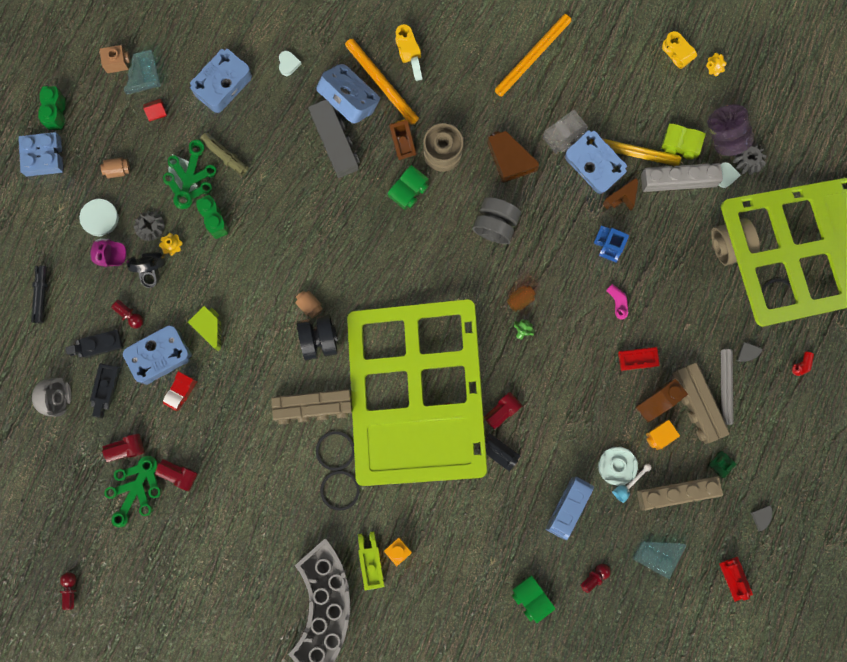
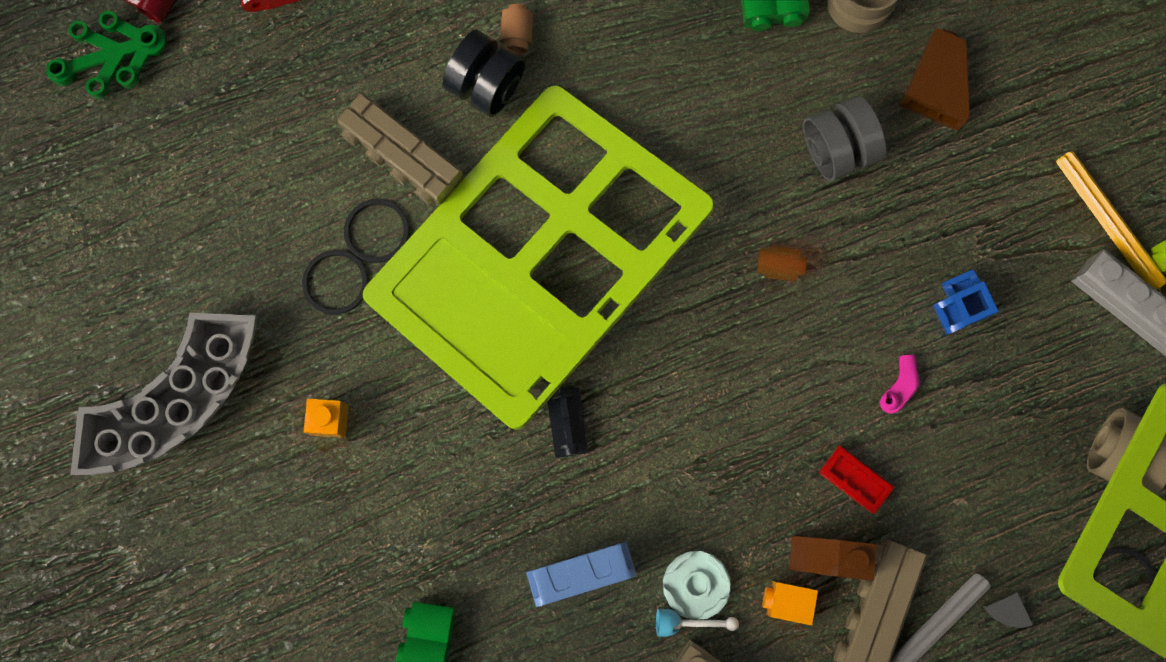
camera: 50 degrees right, 0 degrees up
(180, 476) = (172, 88): dark red piece -> none
(370, 563) = (282, 400): lime hinge -> none
(506, 407) = (630, 377): dark red piece -> none
(524, 328) = (747, 303): bright green plant -> none
(565, 132) = (1042, 112): clear brick -> none
(600, 157) = (1056, 180): medium blue axle -> none
(626, 193) = (1044, 259): reddish brown slope -> none

